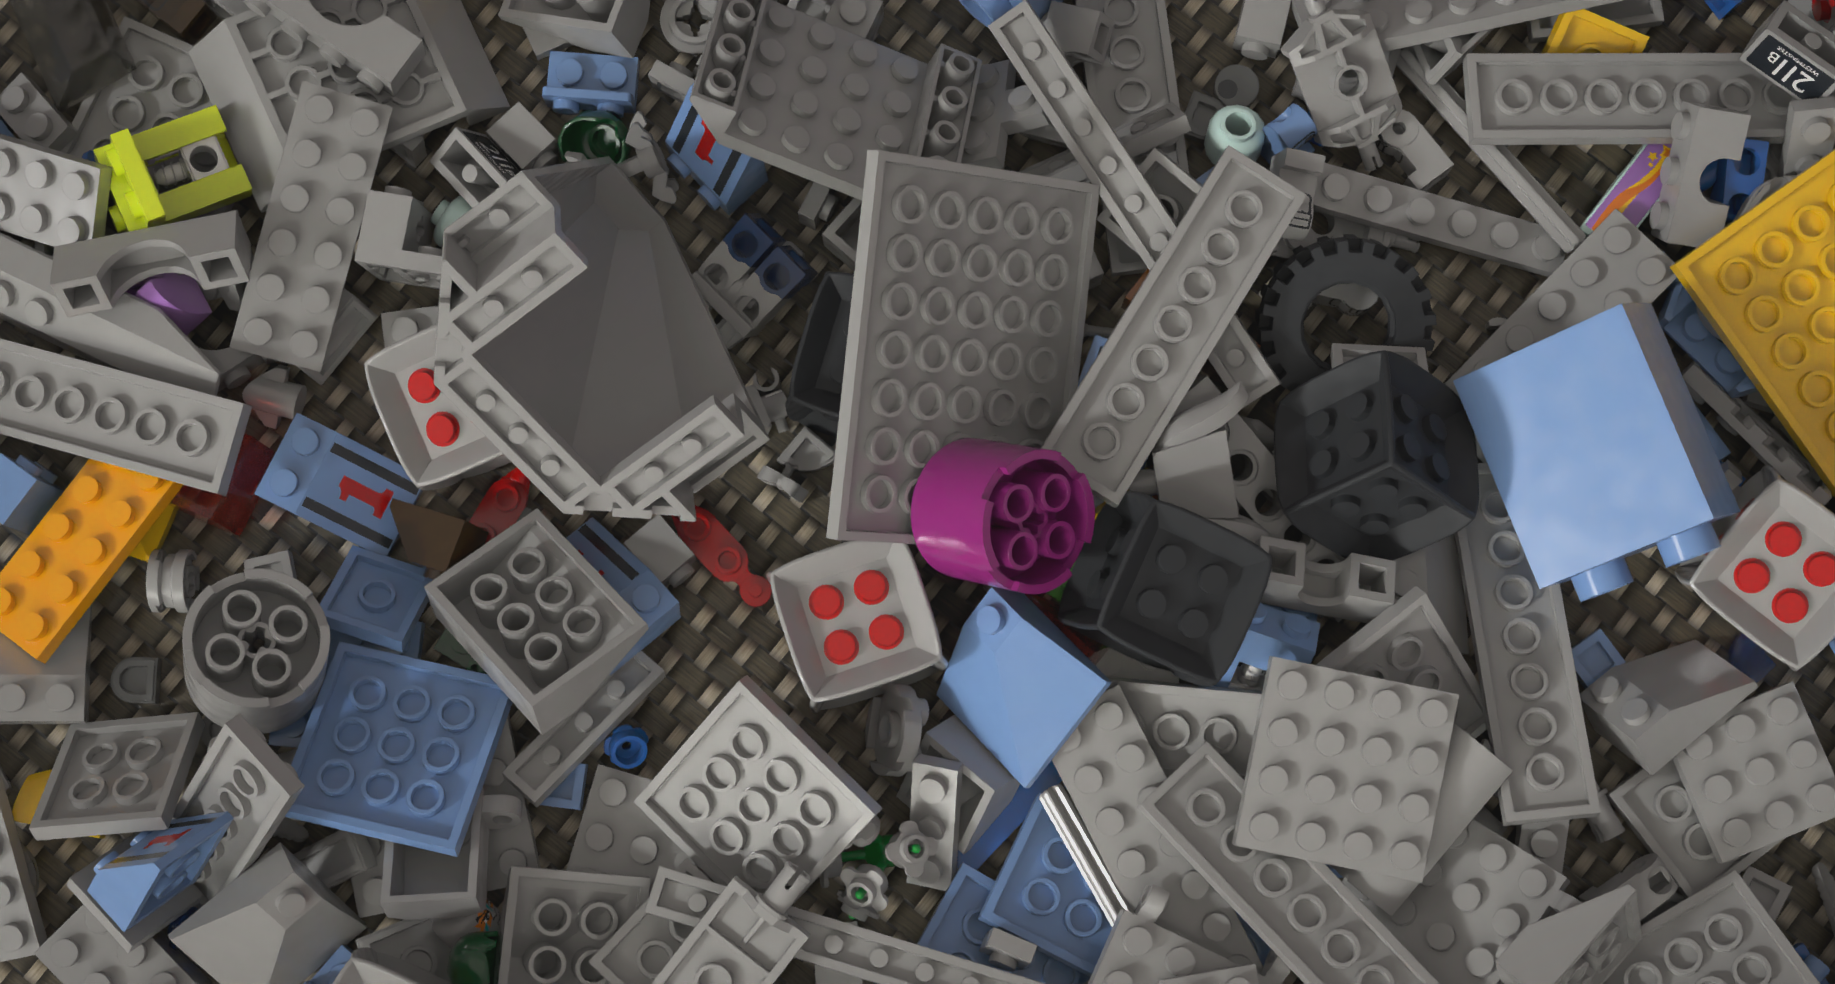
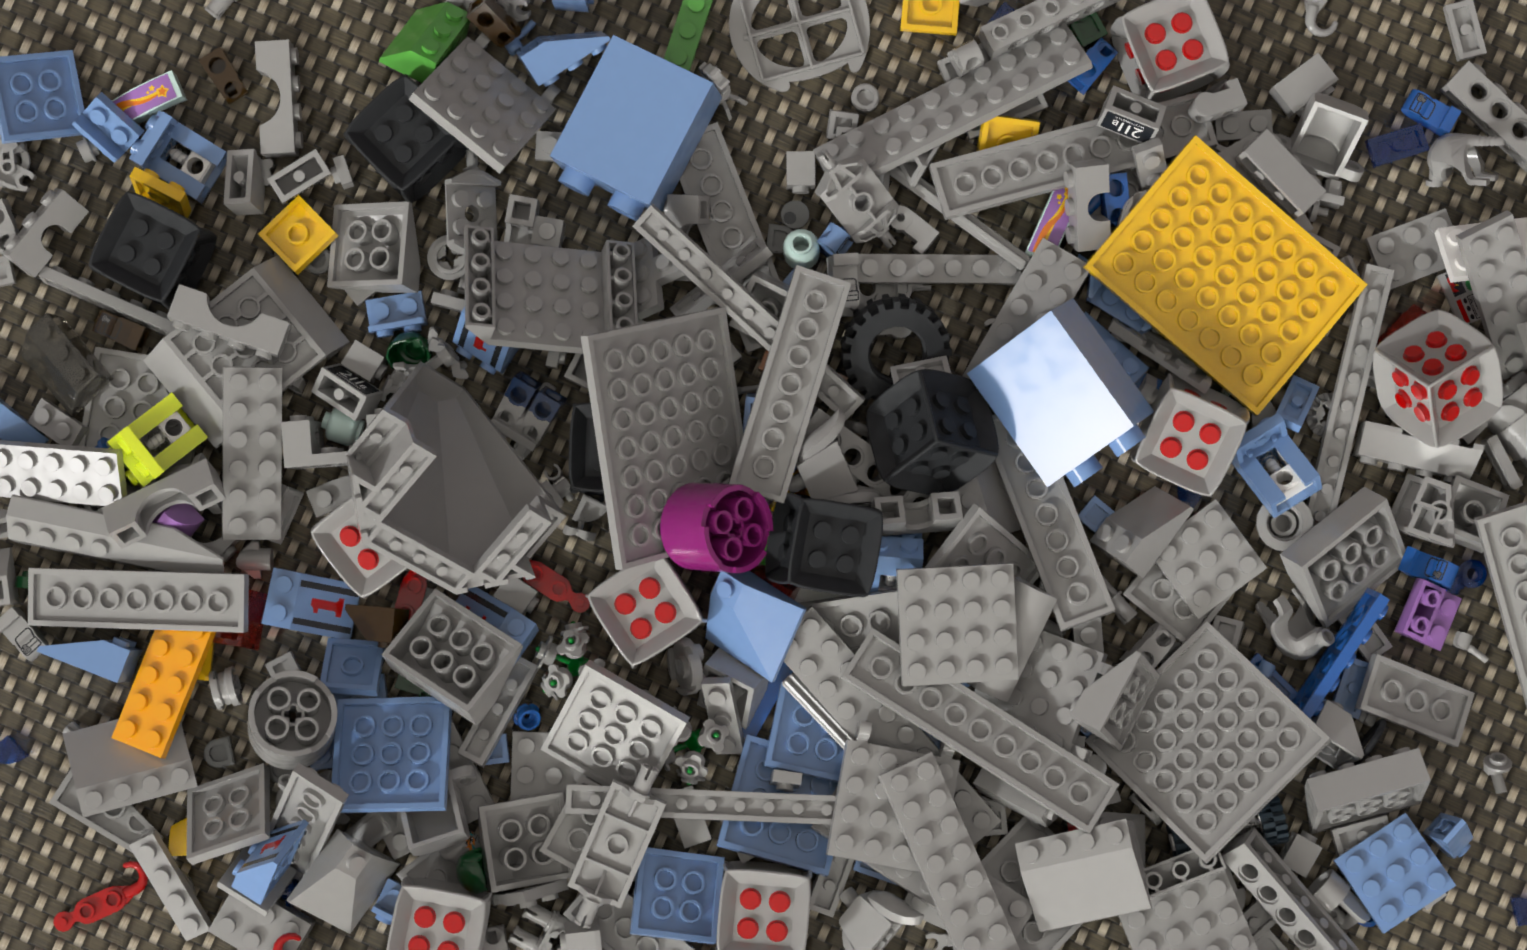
camera: 15 degrees left, 5 degrees up
(728, 654) = (574, 647): none -> light grey plant

